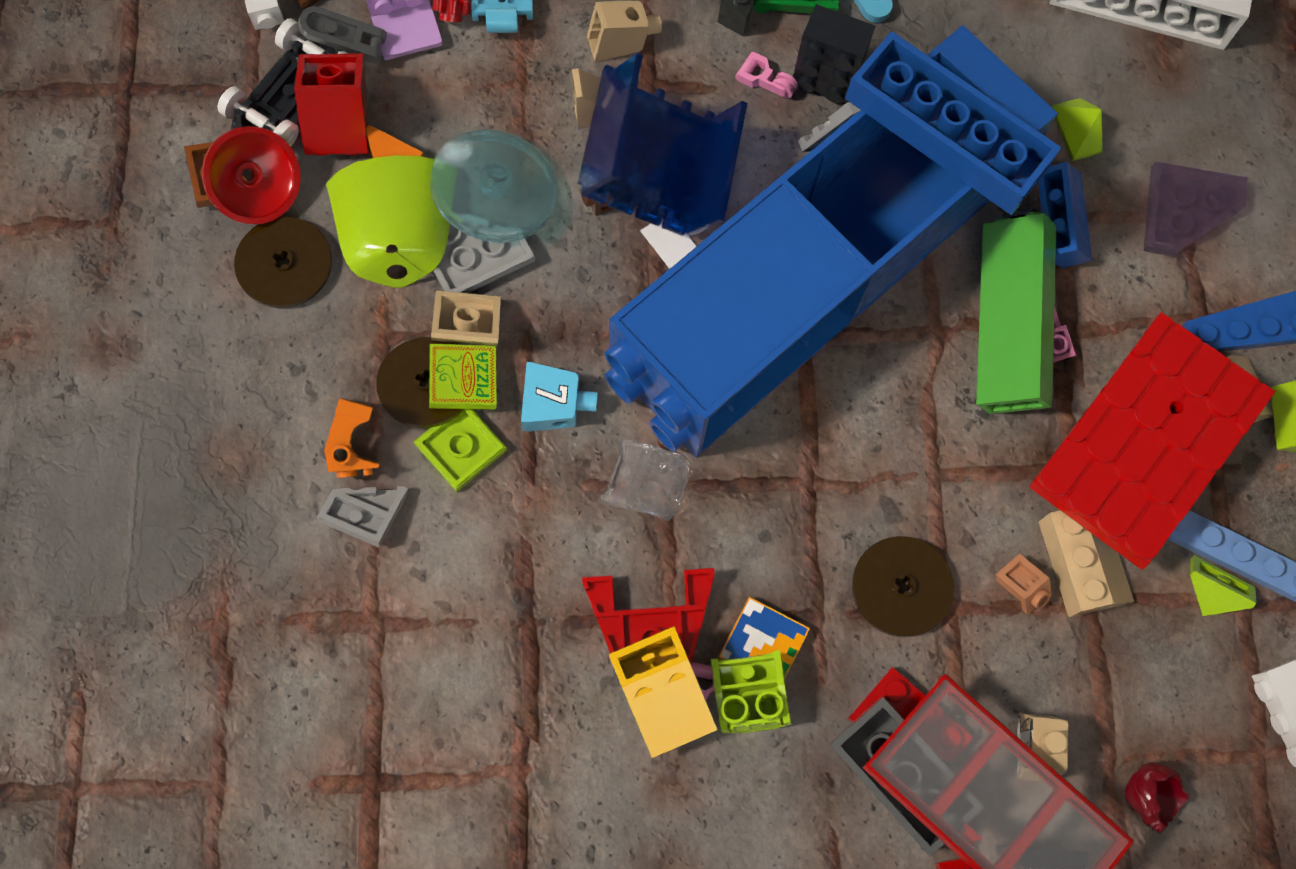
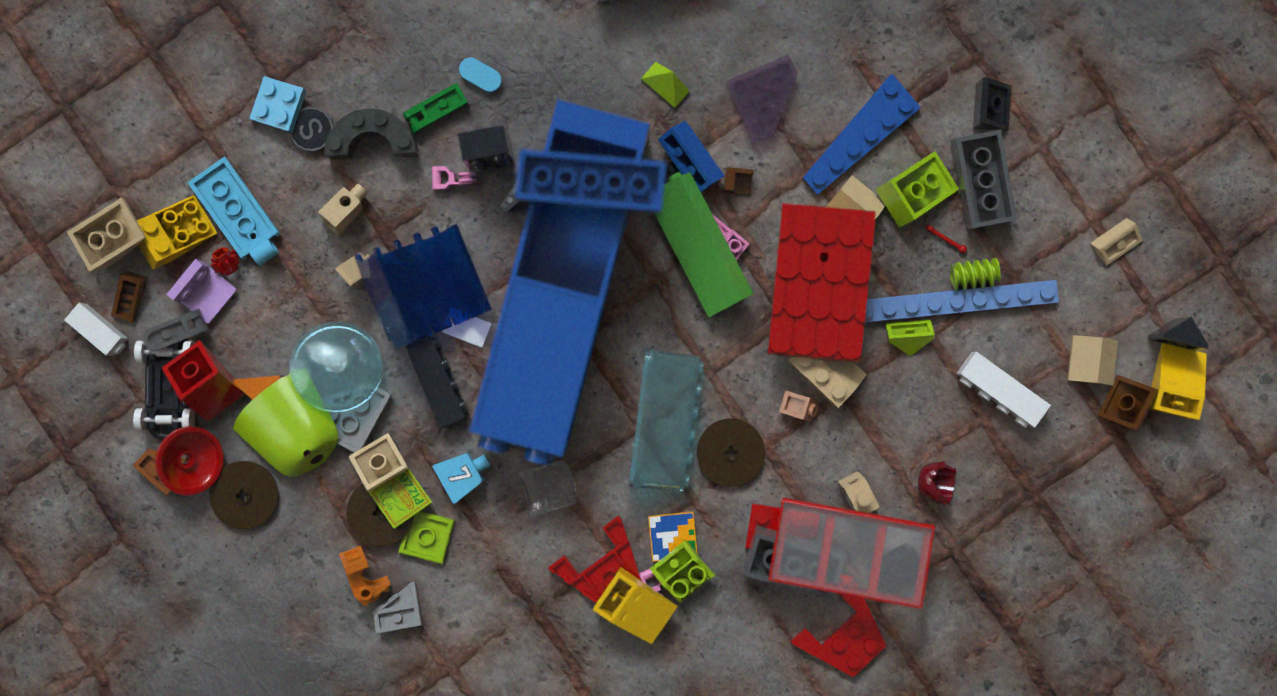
camera: 30 degrees left, 15 degrees up
(598, 274) = (436, 381): none -> black brick
(844, 493) = (665, 421): none -> clear light blue windscreen
(1105, 277) = (738, 180): none -> reddish brown panel

